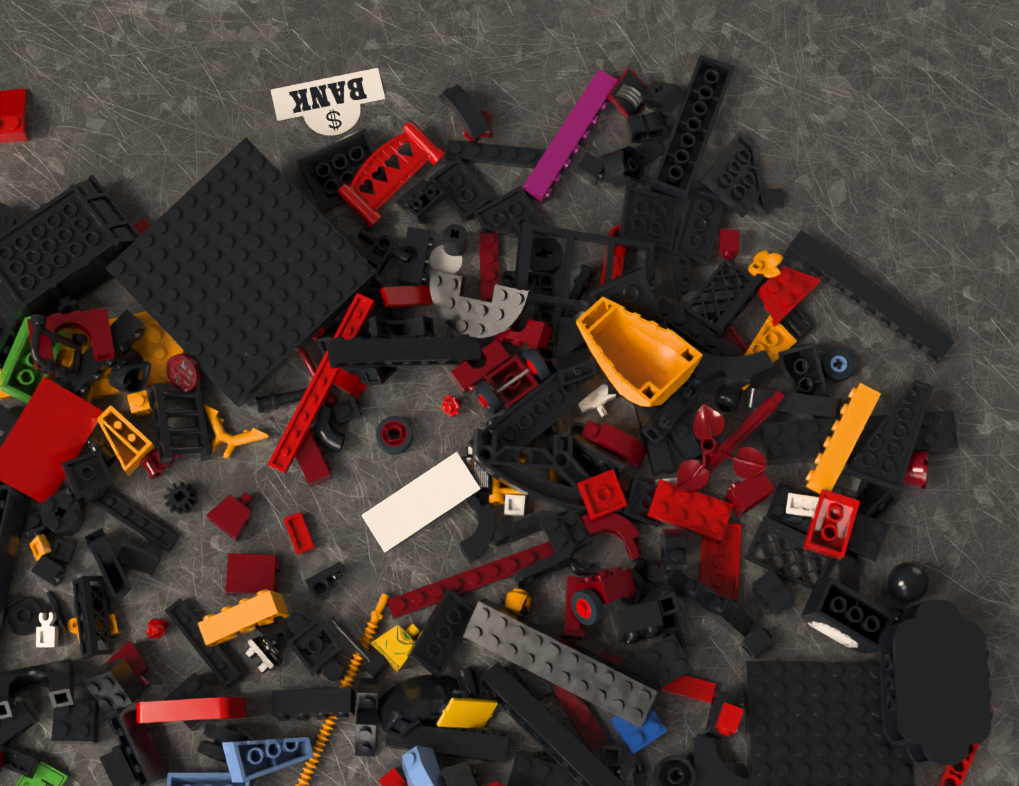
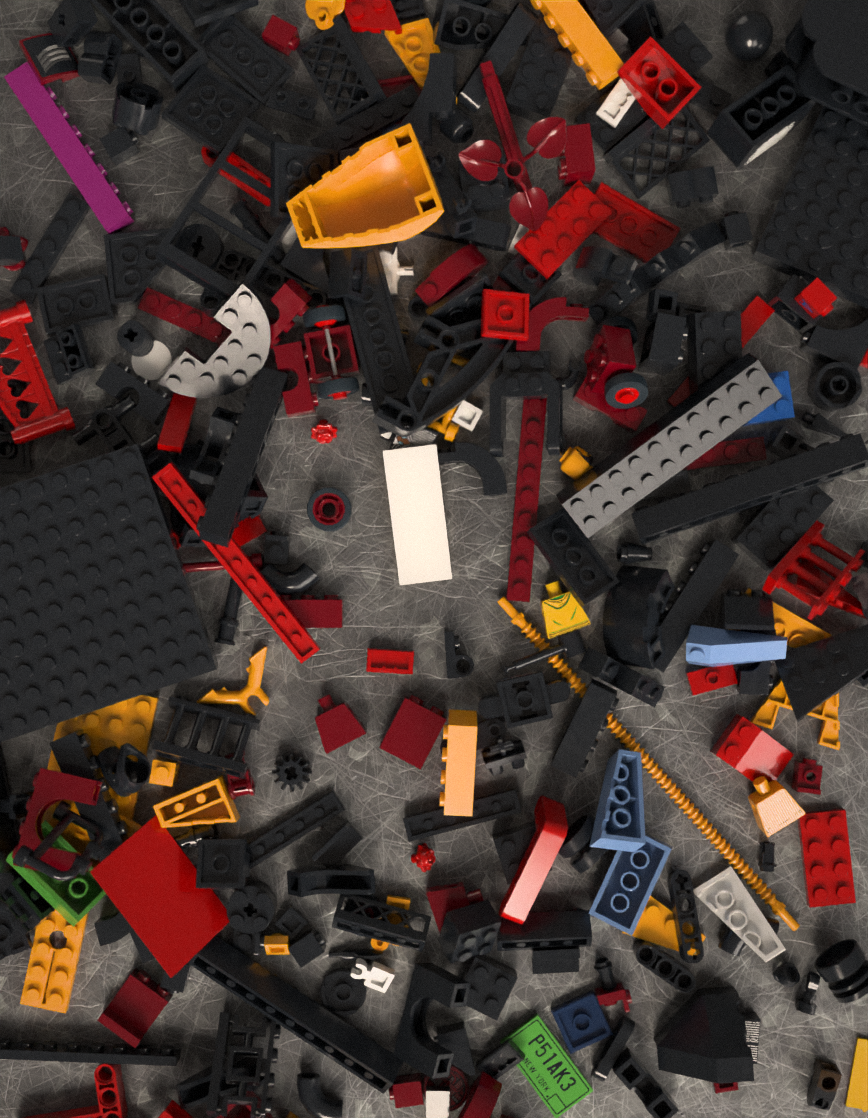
camera: 60 degrees left, 15 degrees up
(183, 372) = (151, 710): dark red tile -> none
(467, 713) = (673, 572): yellow piece -> none

